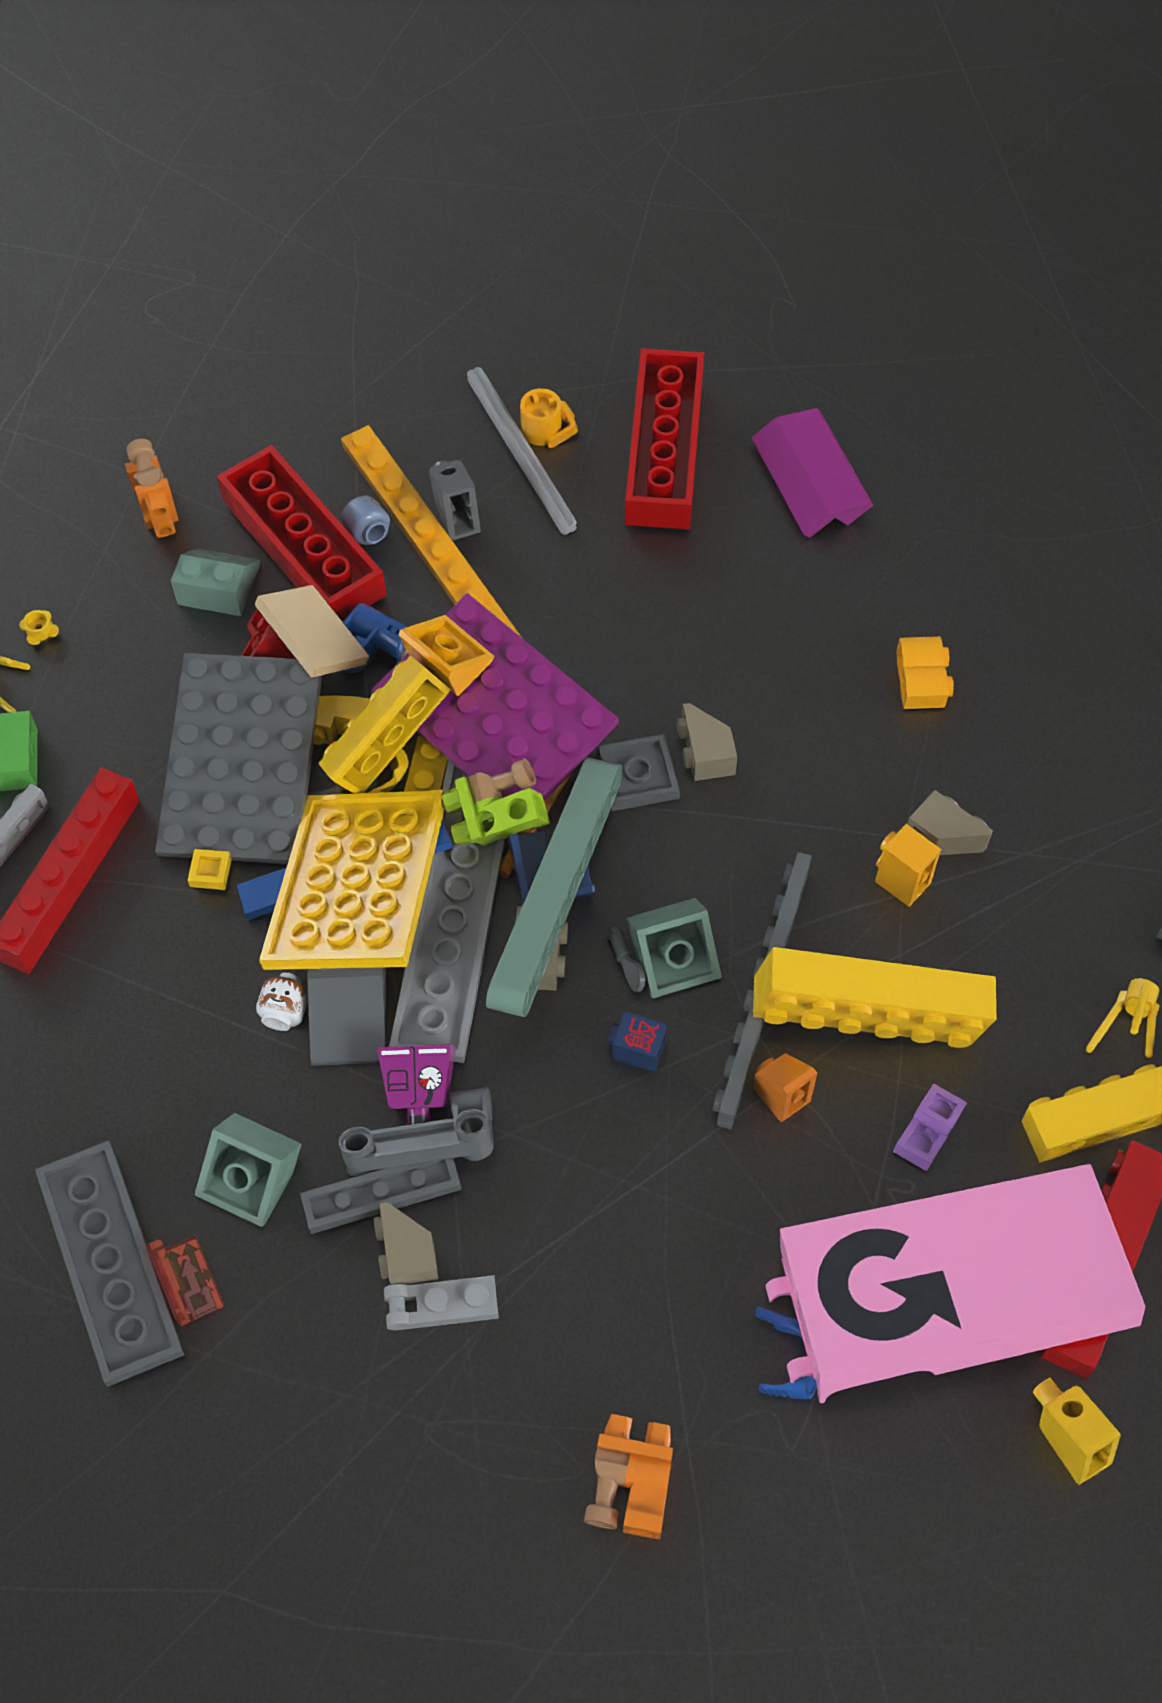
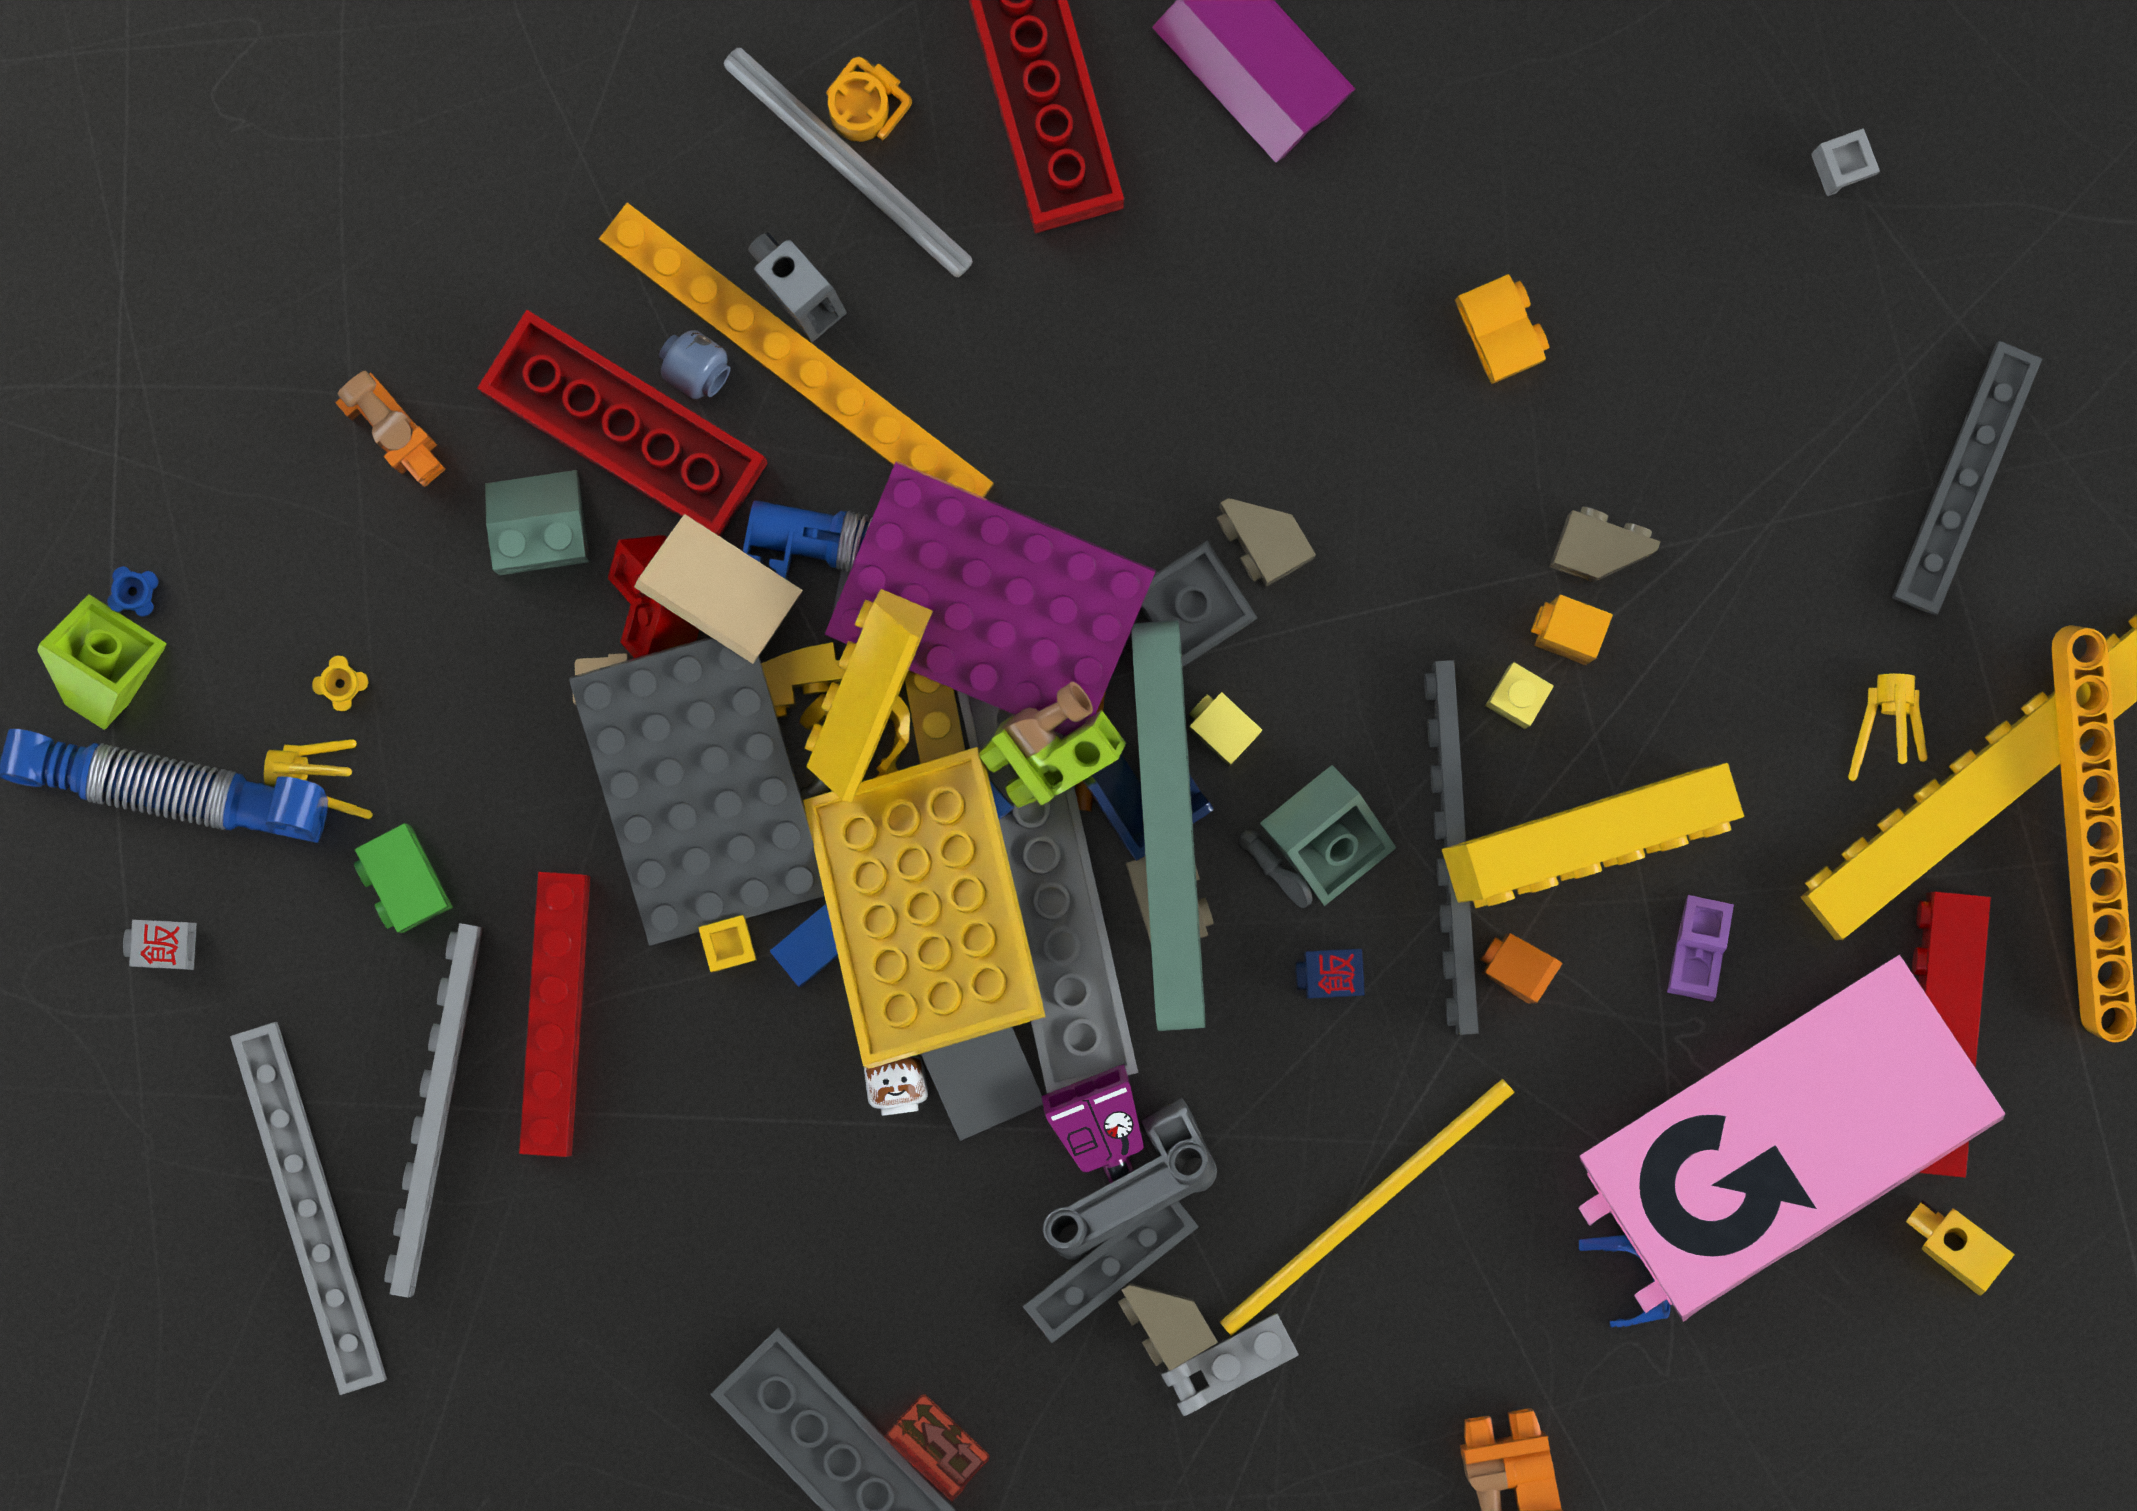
camera: 25 degrees left, 25 degrees up
(246, 1168) = (949, 1298): sand green slope -> none
(446, 652) = (910, 565): light orange slope -> none
(596, 1224) = (1366, 1207): none -> yellow piece
(627, 851) = (1223, 727): none -> light yellow brick
(851, 901) = (1519, 695): none -> light yellow brick

